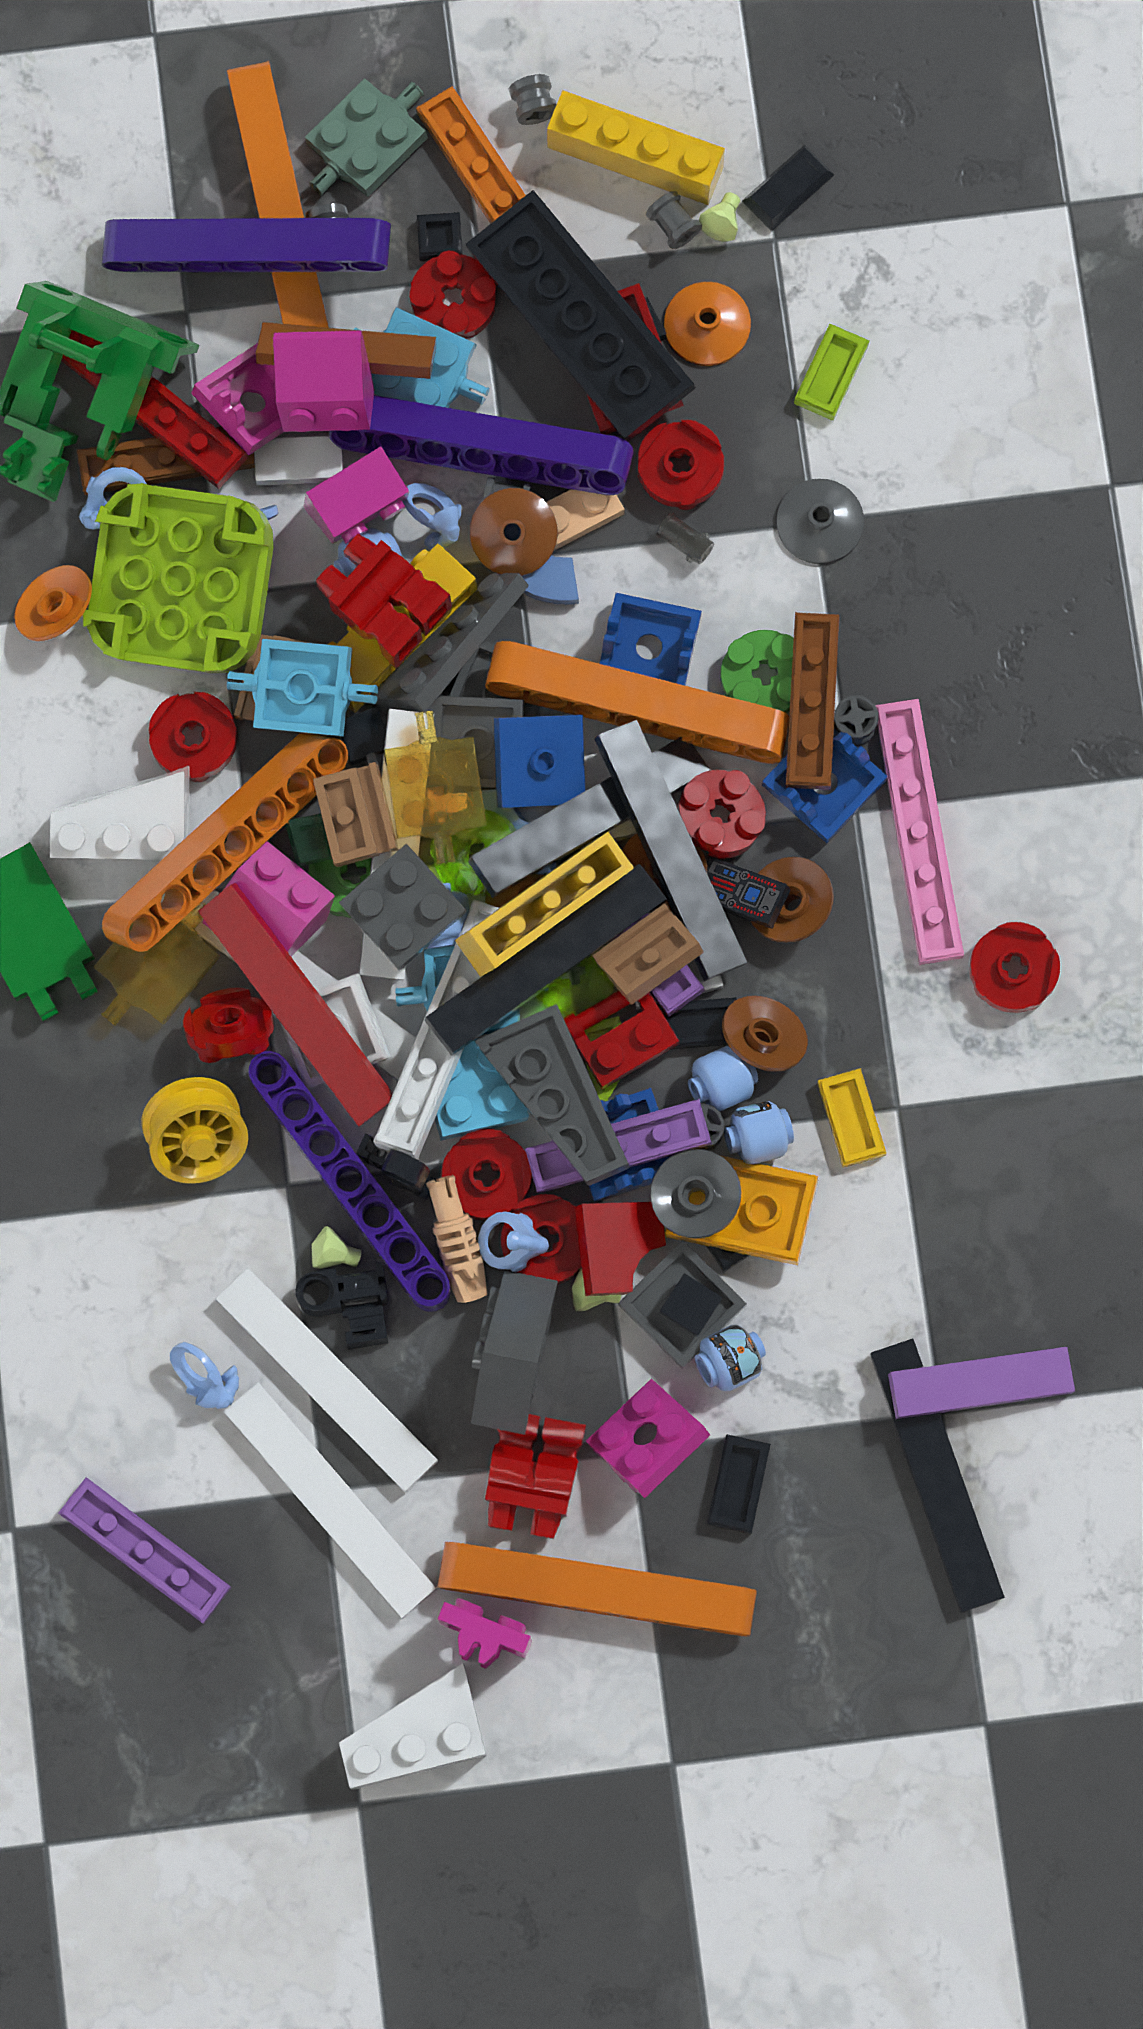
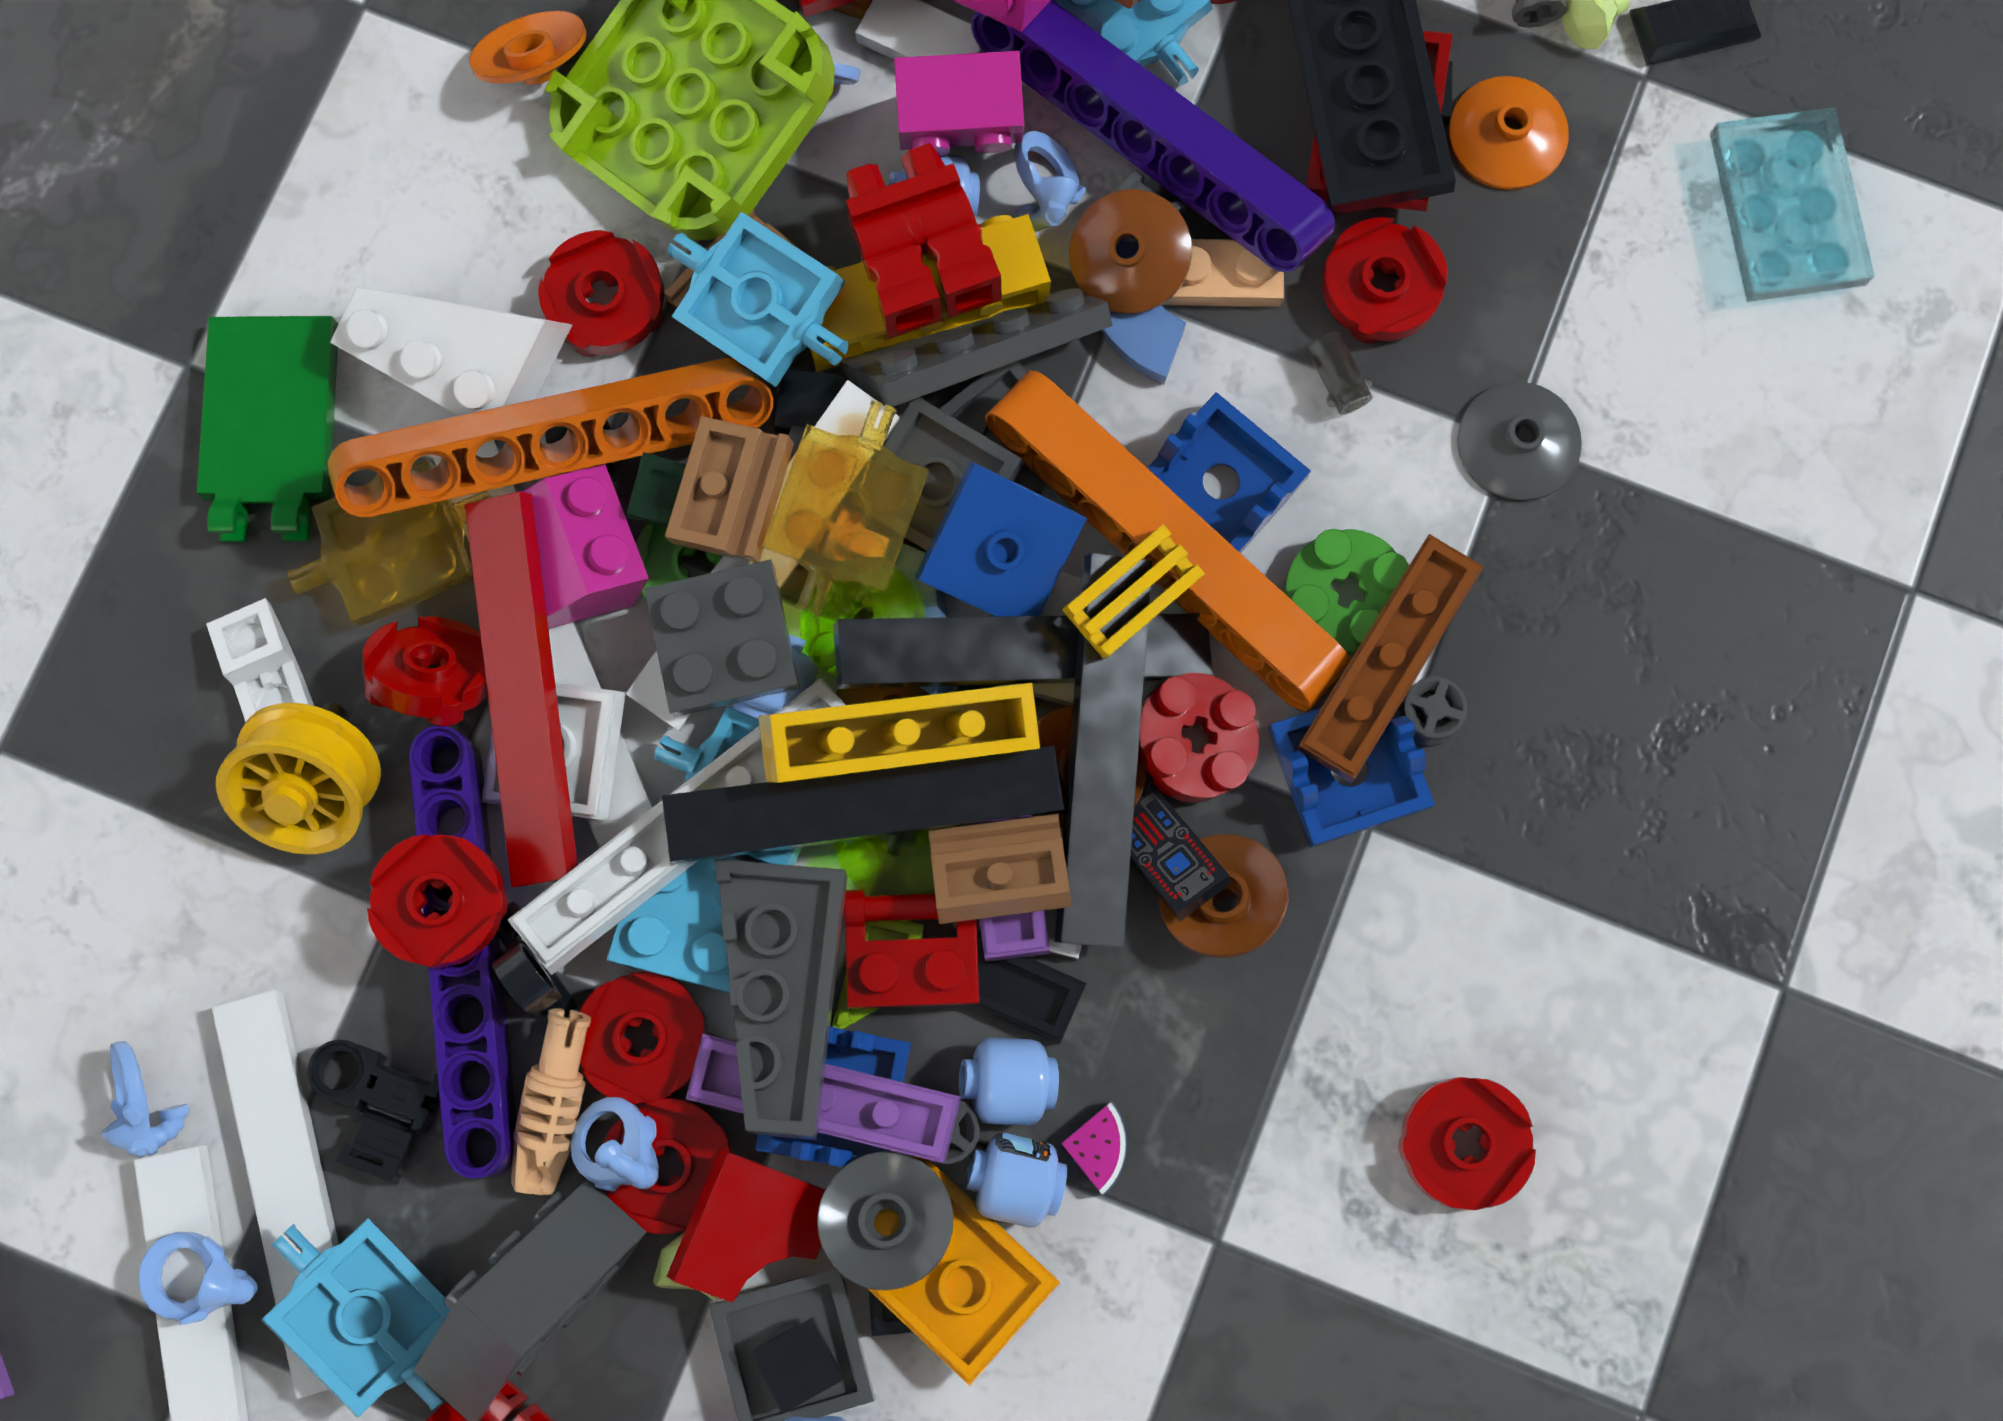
camera: 25 degrees right, 0 degrees up
(115, 1081) = (257, 658): none -> white slope
(310, 1131) = (397, 900): none -> red plate
(323, 1449) = (218, 1288): none -> light blue piece
(331, 1250) = (392, 1026): yellowish green rock -> none
(418, 1420) = (358, 1315): none -> medium azure plate
(650, 710) = (1174, 557): none -> yellow tile
(764, 1033) = (1114, 1047): dark orange dish -> none
(798, 1091) = (1100, 1147): none -> dark pink tile
(831, 372) = (1631, 268): lime tile -> none
(851, 1118) = (1149, 1224): yellow tile -> none
(909, 278) = (1791, 204): none -> clear light blue plate
(919, 832) = (1435, 900): bright pink tile -> none

